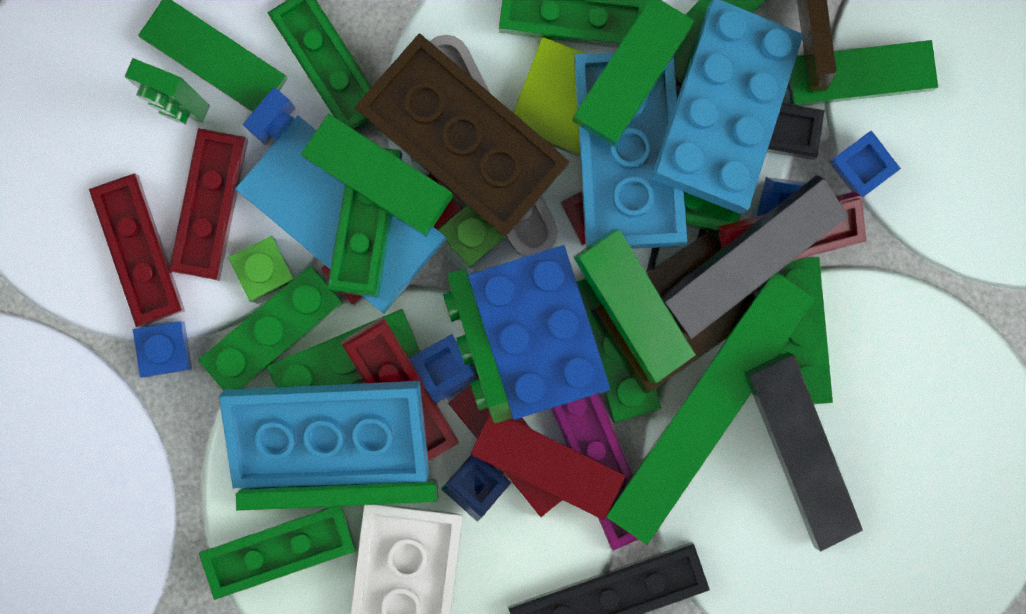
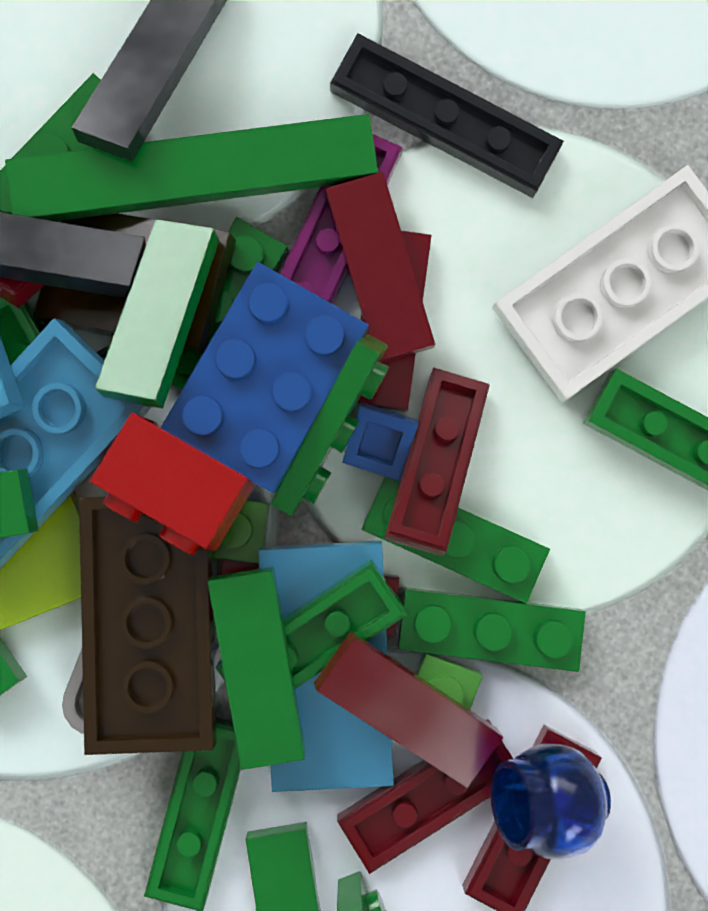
camera: 130 degrees left, 0 degrees up
(146, 272) = (550, 801): none -> clear blue piece
(162, 349) = (598, 713): blue plate -> none
(270, 117) = (296, 817): blue plate -> none
(271, 239) = (408, 709): none -> dark red tile
(325, 435) = (540, 491): dark azure plate -> none
(336, 495) = (582, 432): green tile -> none
(476, 486) = (458, 316): dark blue tile -> none
(523, 222) = (172, 484): none -> red brick

